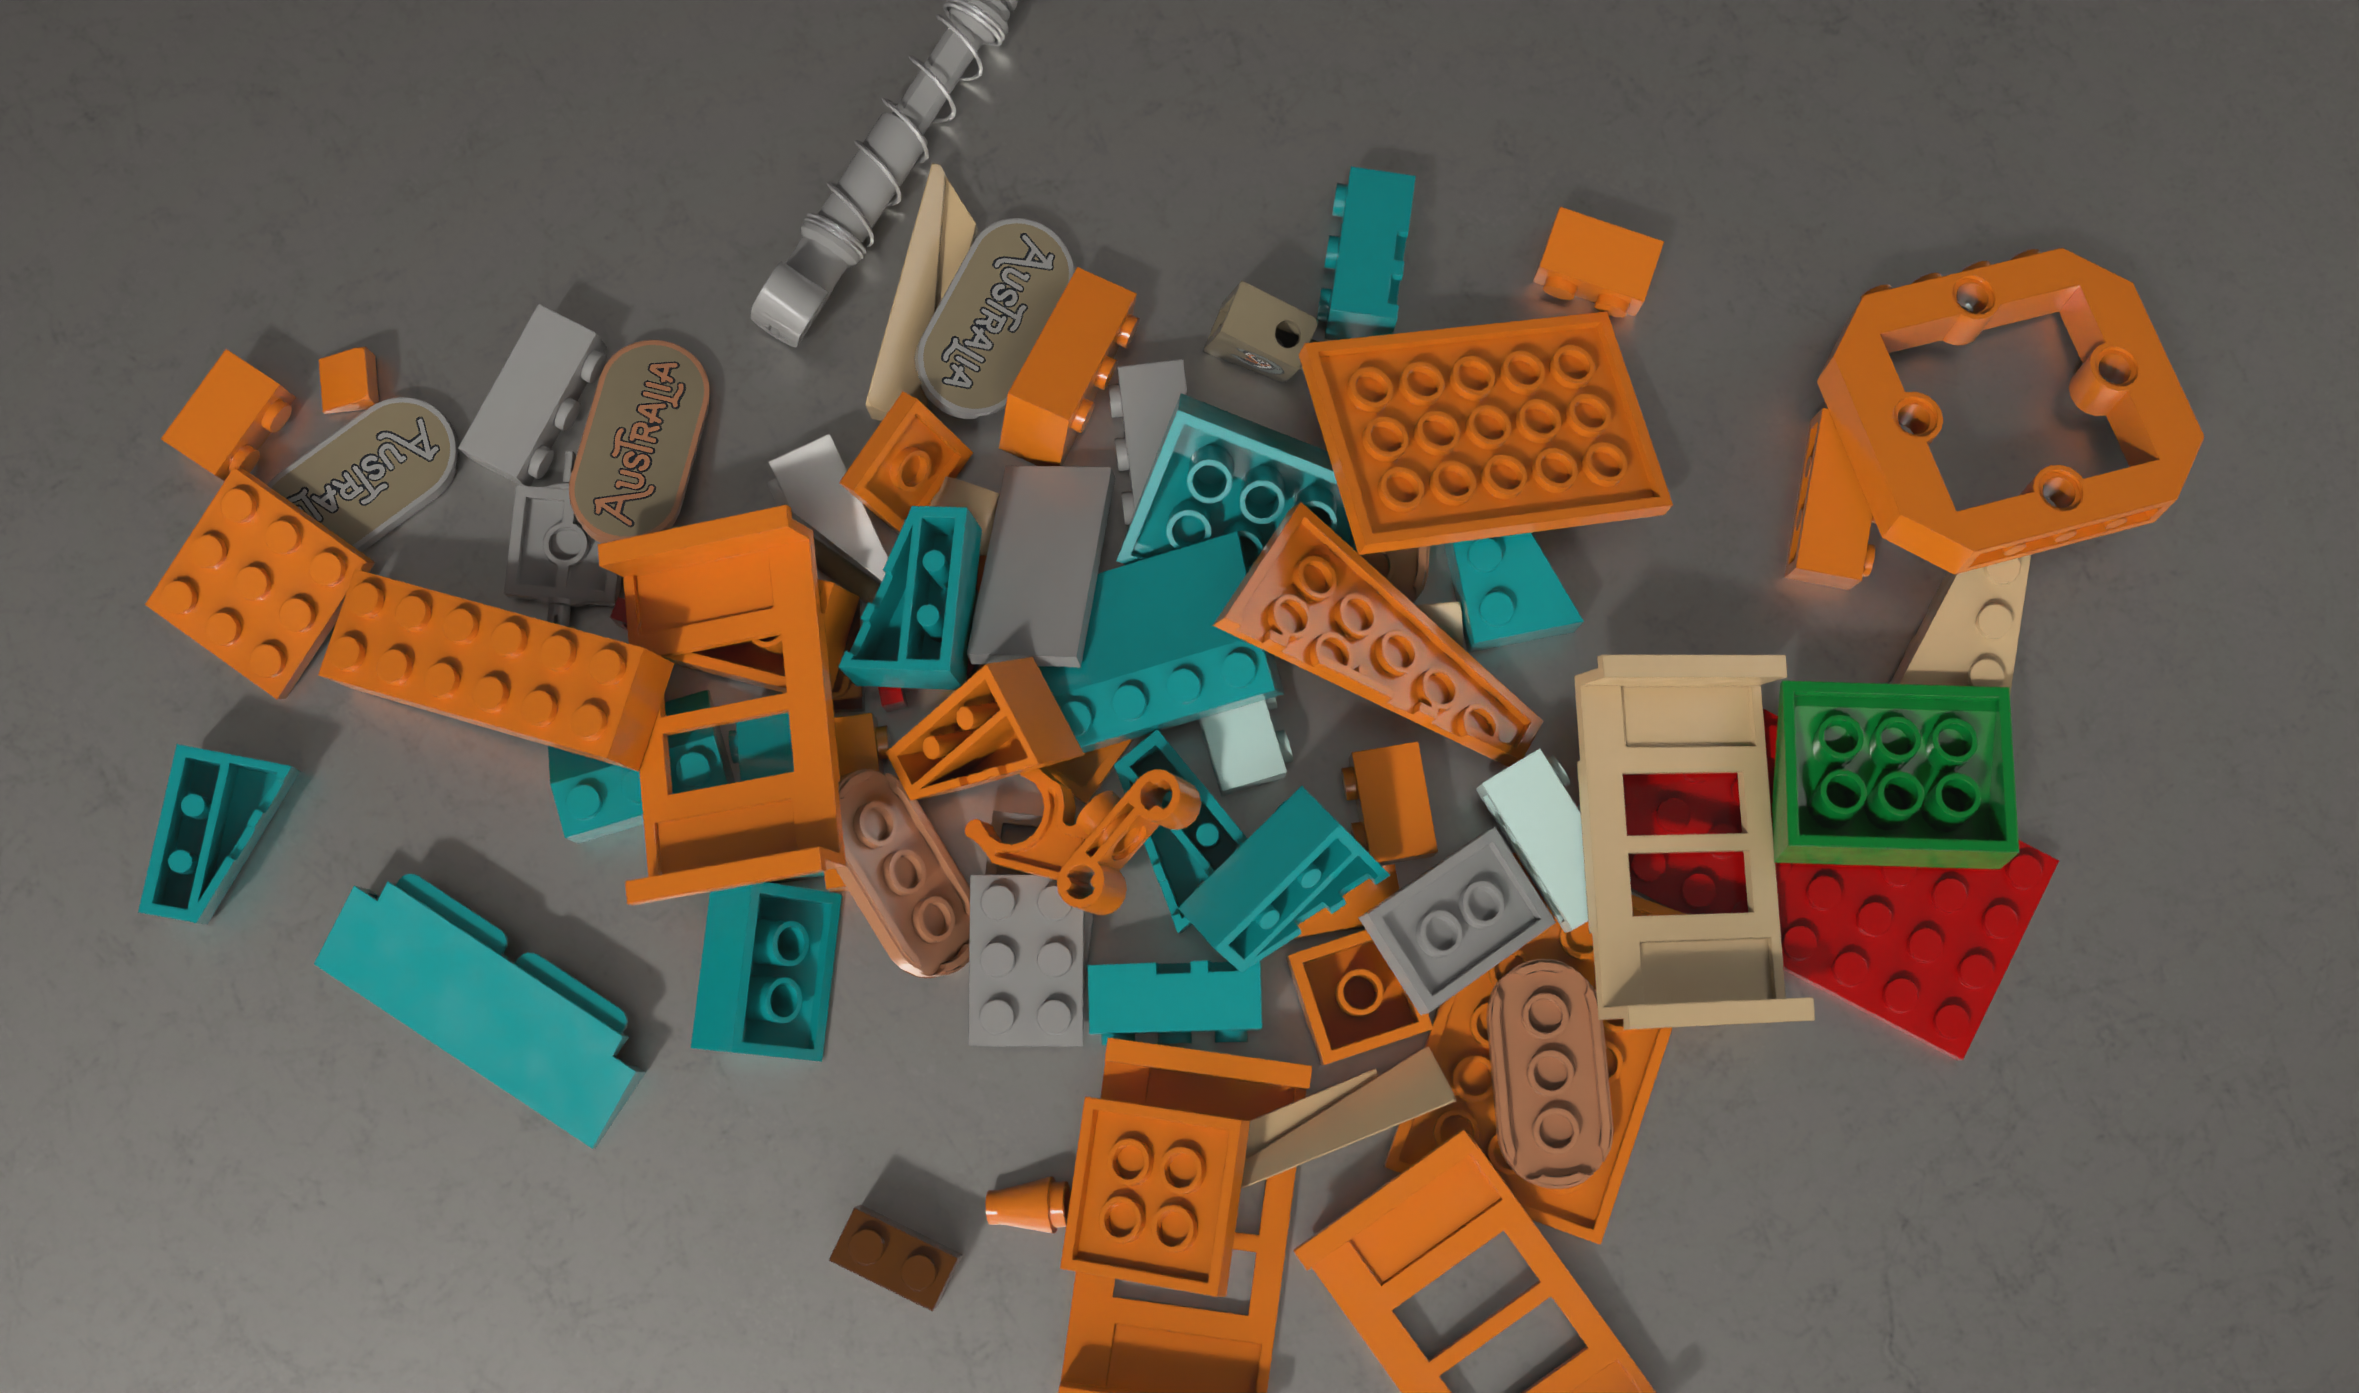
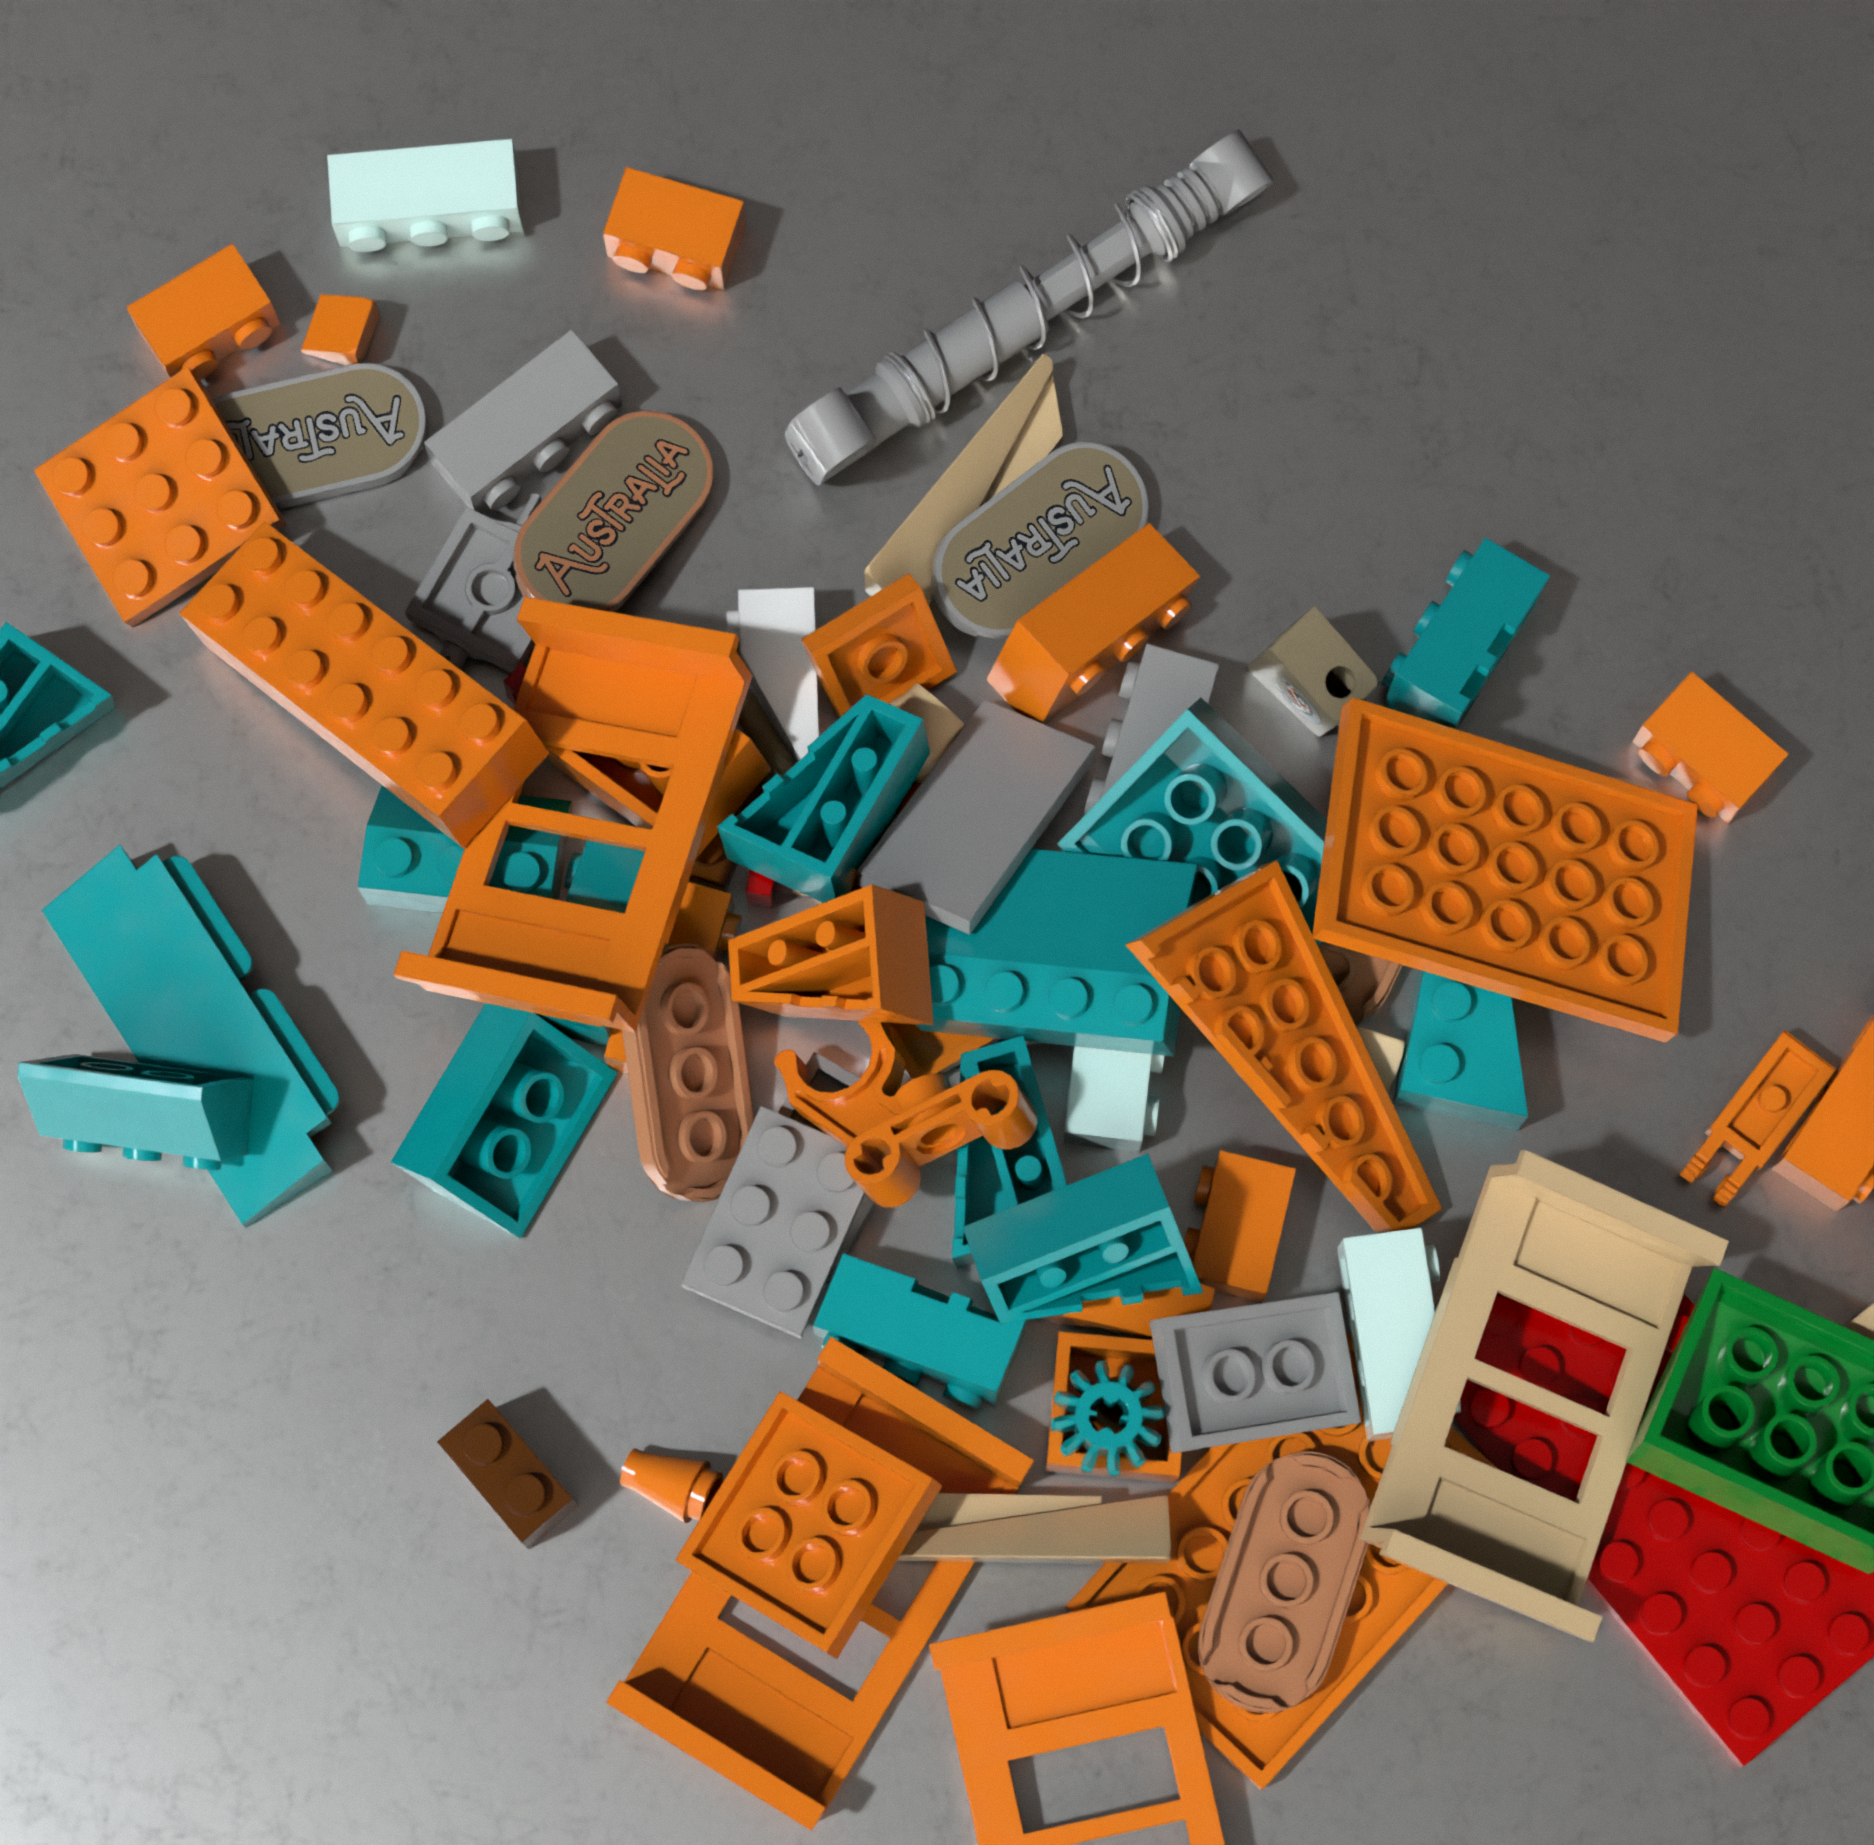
camera: 25 degrees right, 5 degrees down
(368, 241) = (425, 194): none -> light aqua brick
(465, 1094) = (139, 1108): none -> slope
(586, 186) = (674, 230): none -> orange brick
(1364, 1029) = (1109, 1396): none -> teal gear
(1759, 538) = (1761, 1112): none -> orange hinge

